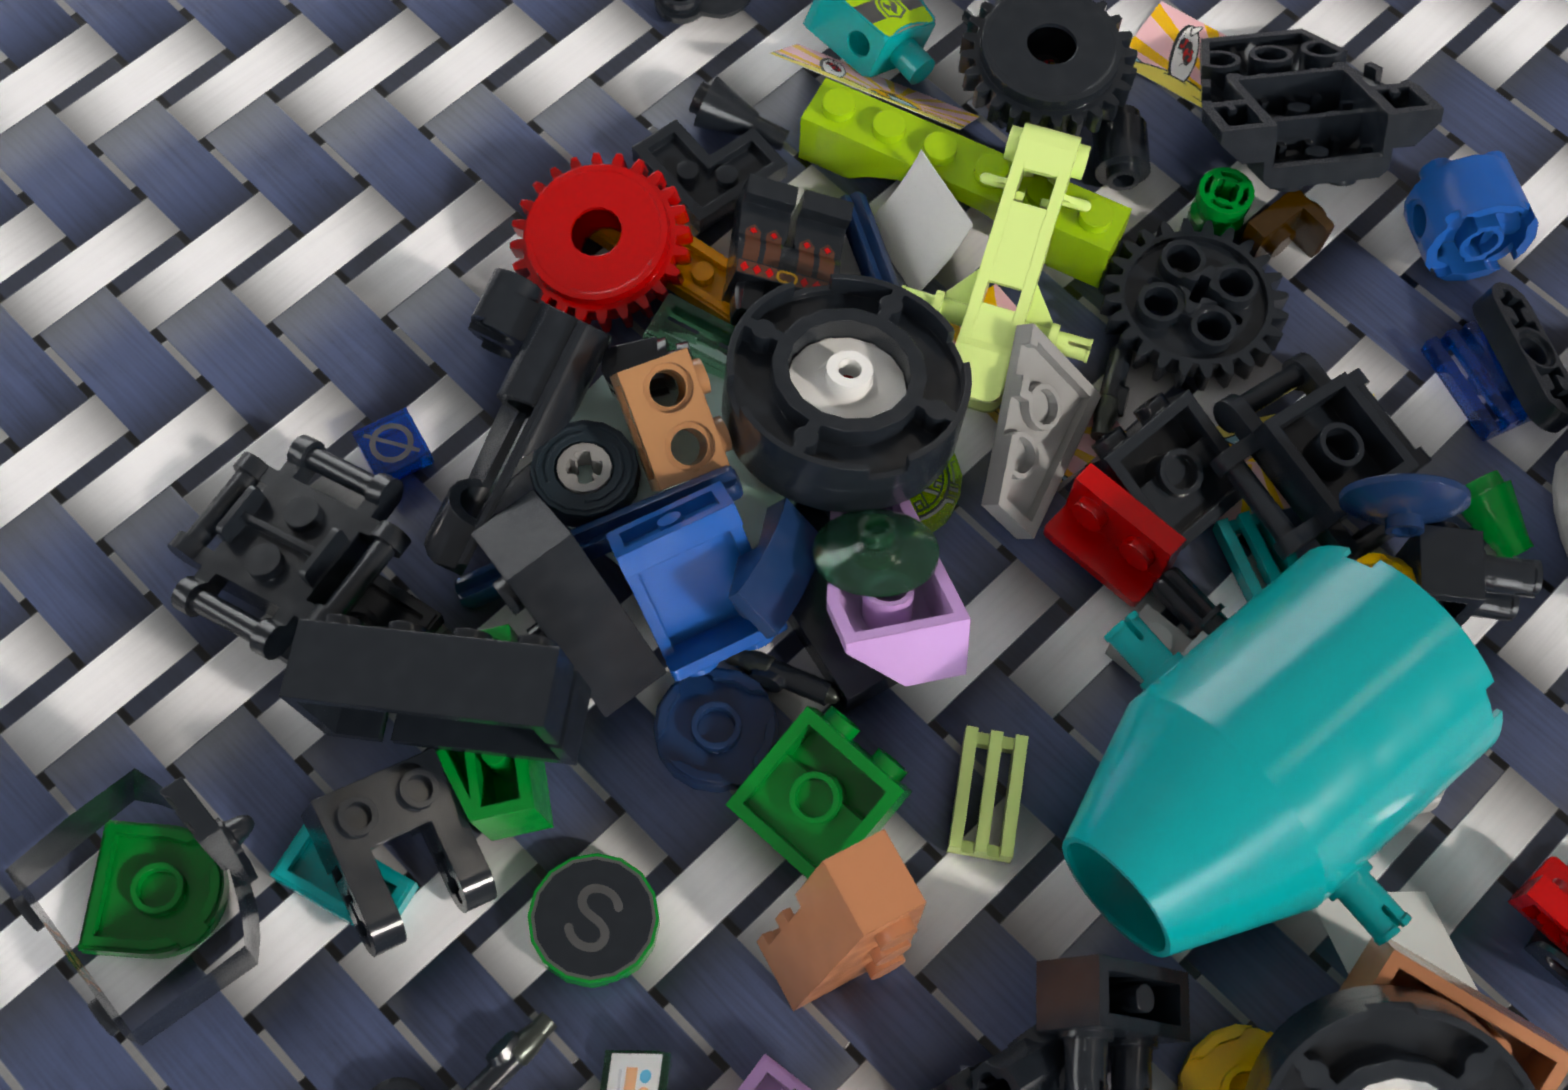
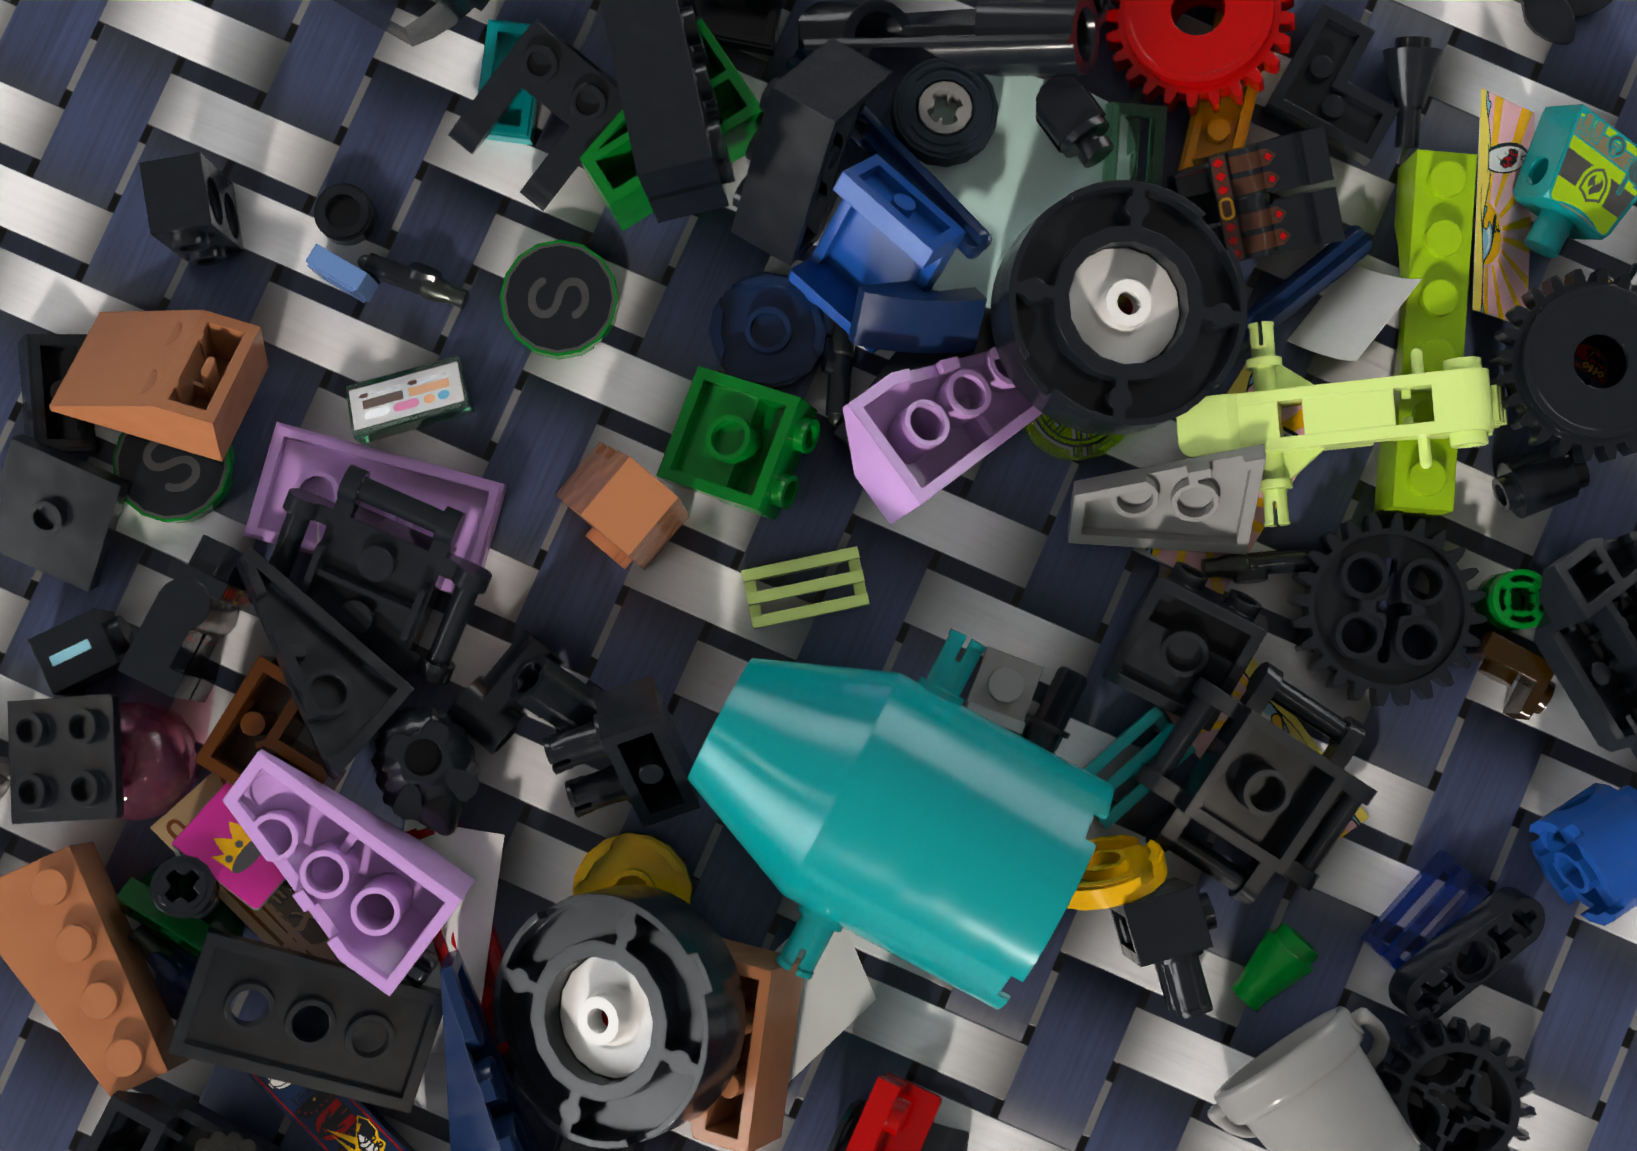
camera: 70 degrees right, 20 degrees up
(656, 425) = (1008, 152): medium nougat brick -> none
(875, 553) = (949, 412): clear green dish -> none
(1114, 536) = (1090, 612): red bracket -> none
(1404, 501) = (1200, 865): dark blue dish -> none

